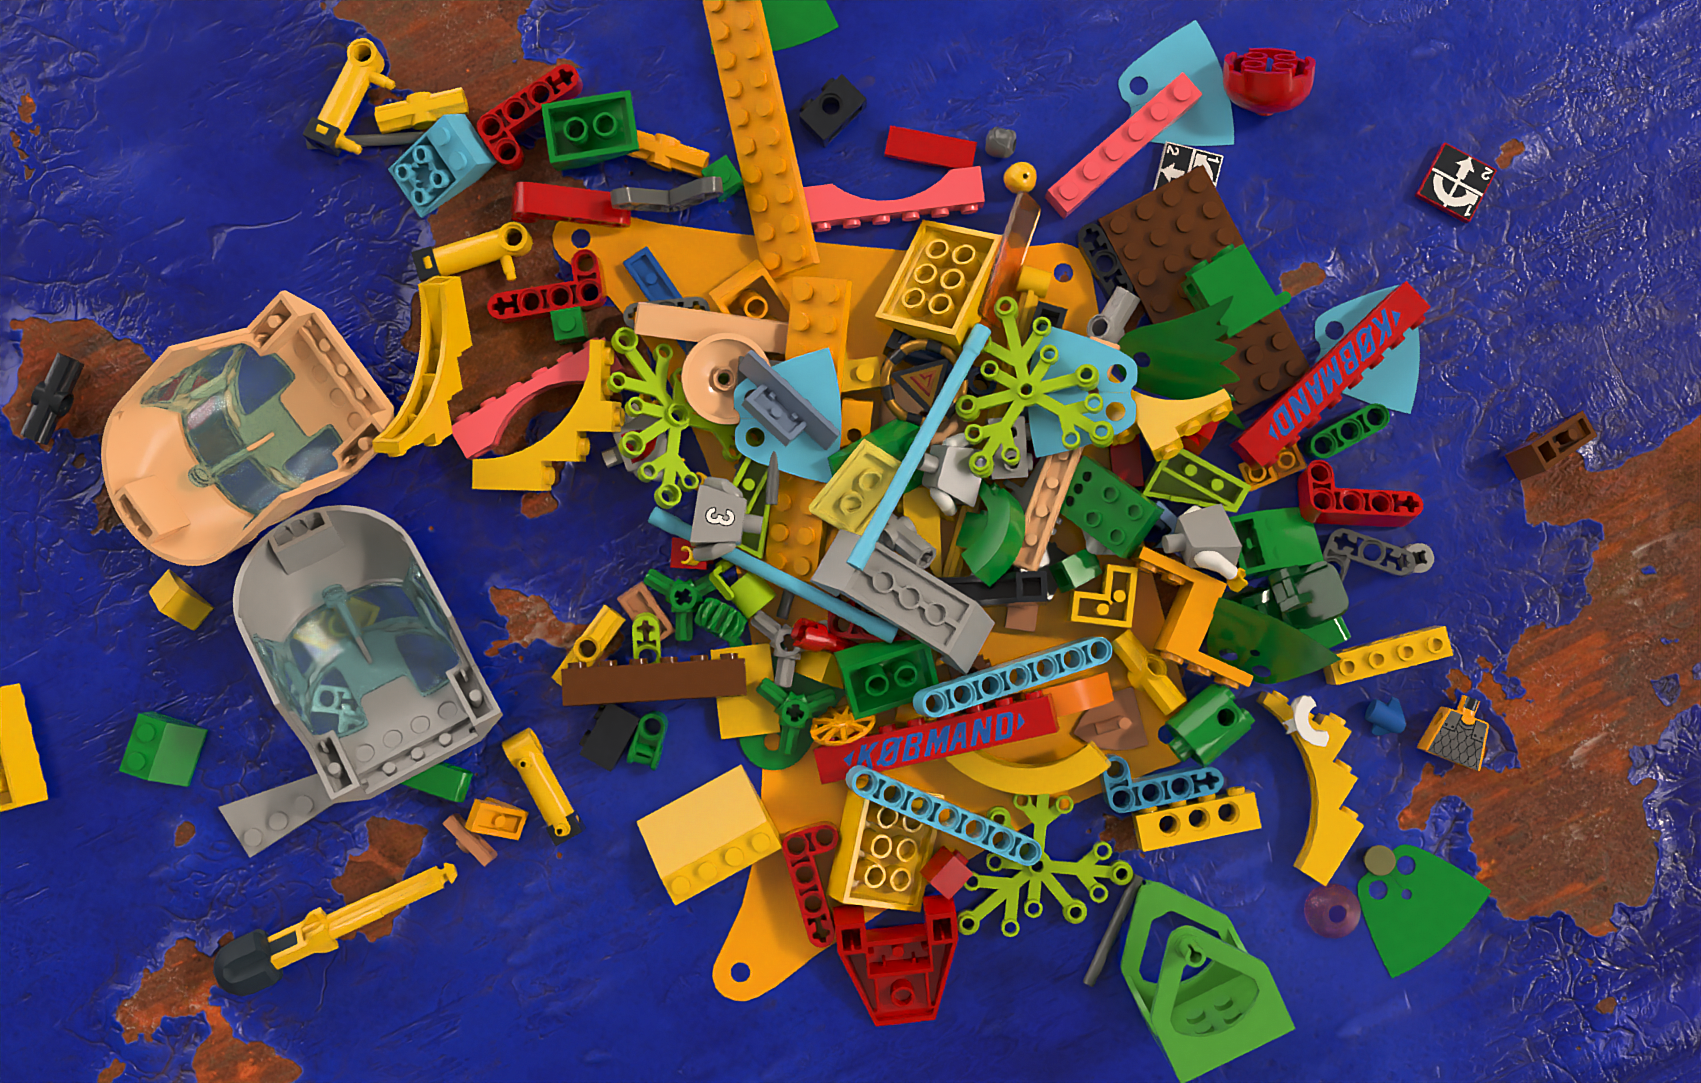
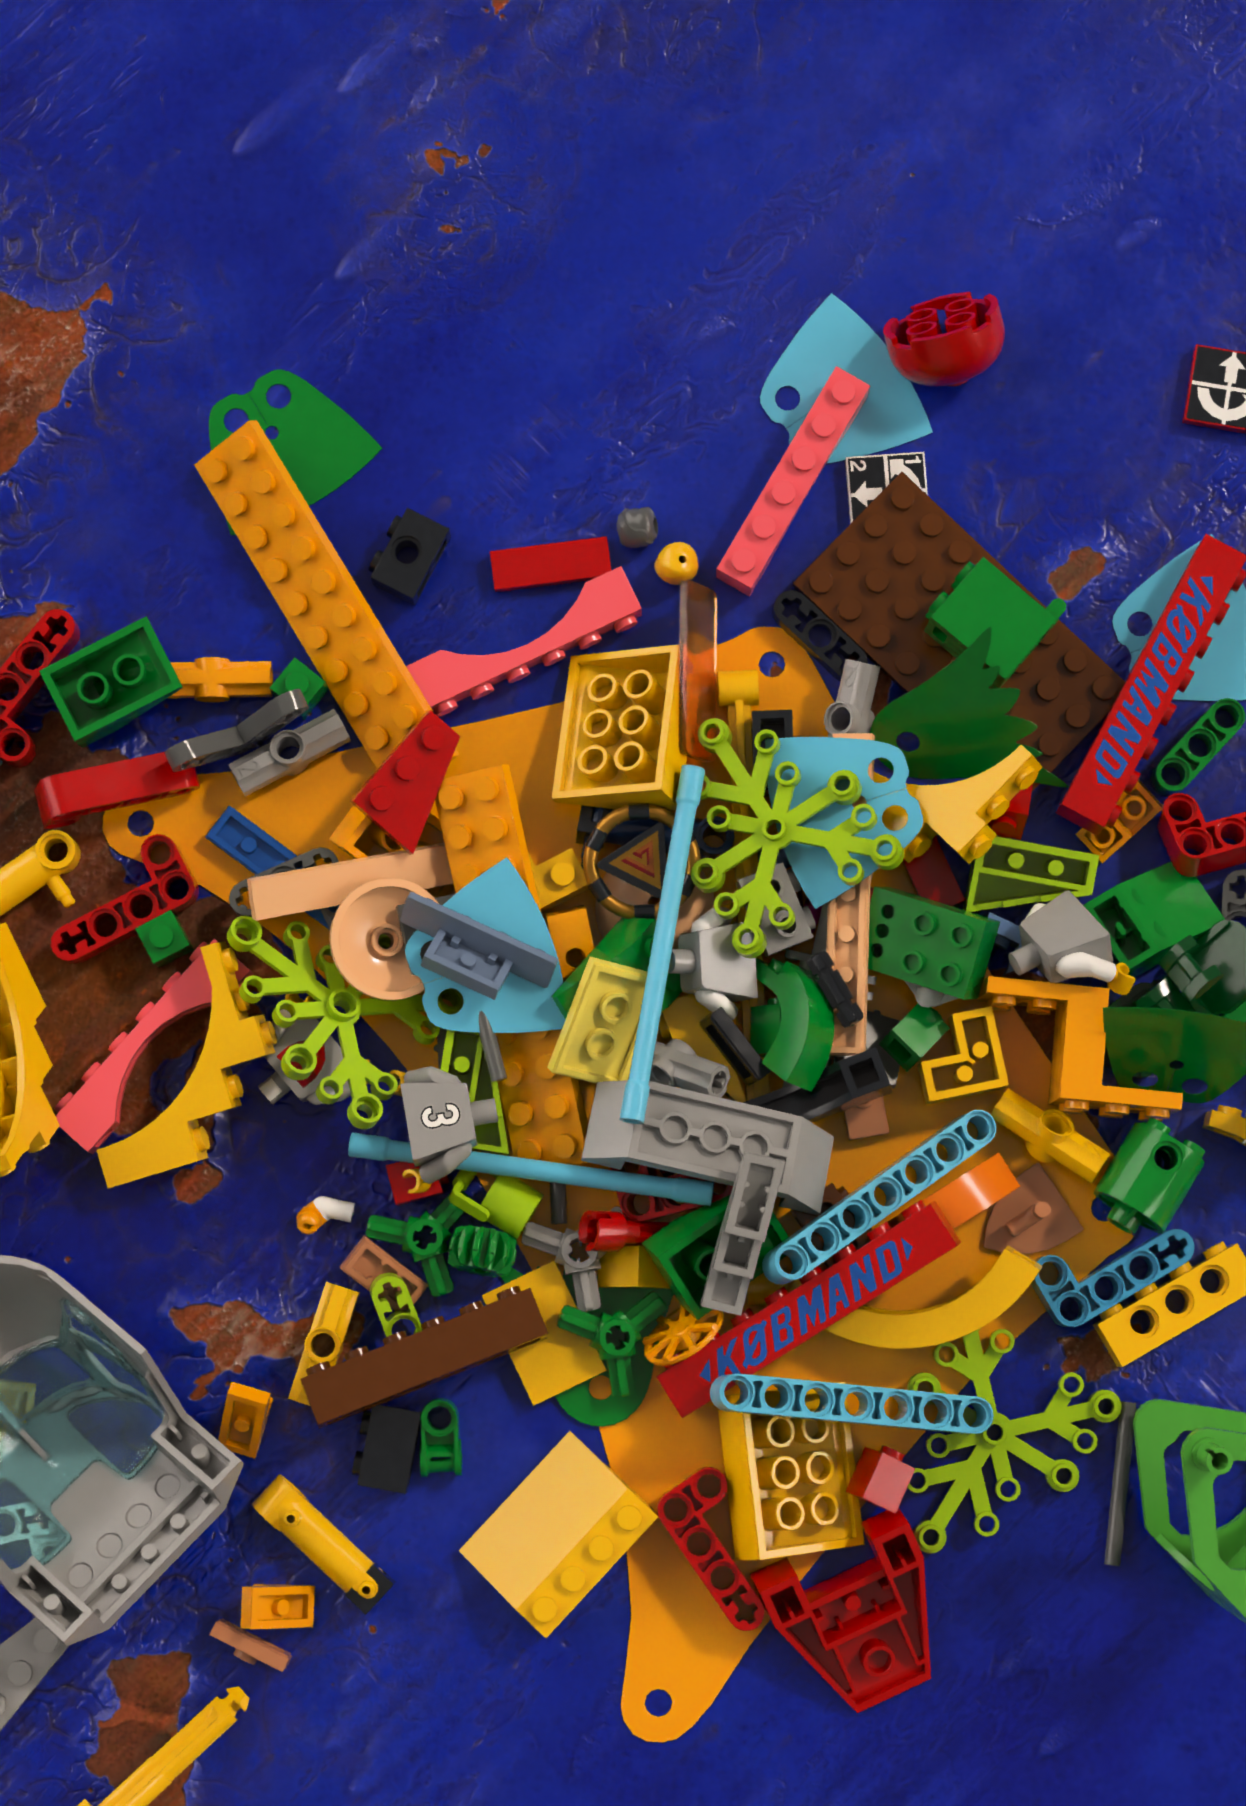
camera: 20 degrees left, 5 degrees down
(443, 781) = (191, 1581): green beam -> none
(516, 681) = (244, 1419): none -> light orange slope
(618, 553) = (320, 1211): none -> arm
(681, 224) = (267, 766): none -> light grey piece
(776, 270) = (408, 781): none -> red wing
(907, 671) = (742, 1233): none -> light grey slope
(945, 536) = (734, 1046): none -> black tile
(1031, 519) = (835, 989): none -> black axle

